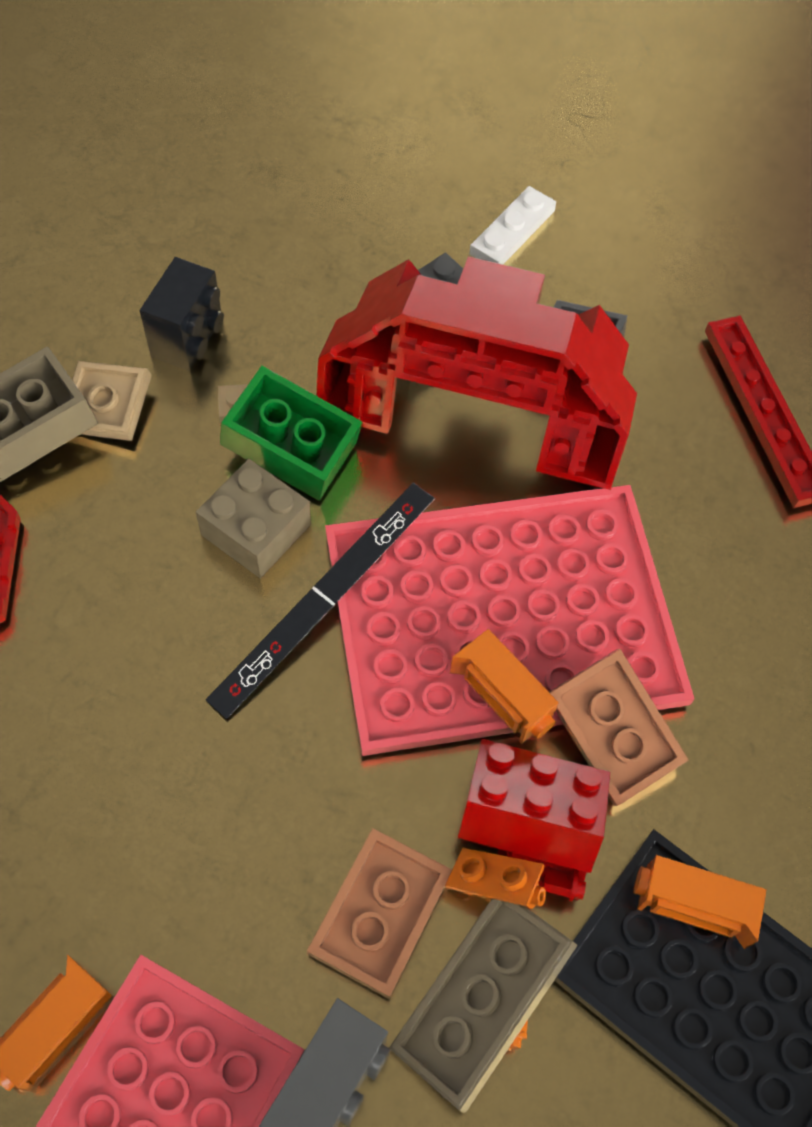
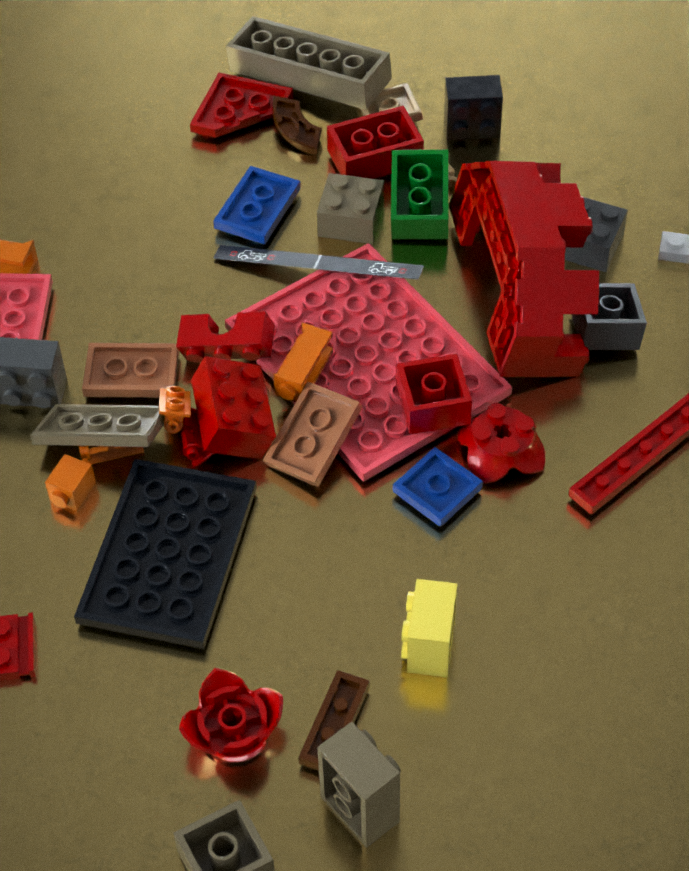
camera: 70 degrees right, 10 degrees down
(60, 516) = (294, 126): none -> reddish brown tile
(168, 443) = (366, 143): none -> red brick
(172, 623) = (257, 205): none -> blue plate
(432, 732) = (248, 339): none -> red arch
(553, 1084) = (70, 482): none -> orange brick
(635, 564) = (433, 393): none -> red brick
(683, 547) = (502, 441): none -> red brick
(701, 899) = (214, 509): orange window -> none
(737, 628) = (437, 486): none -> blue plate

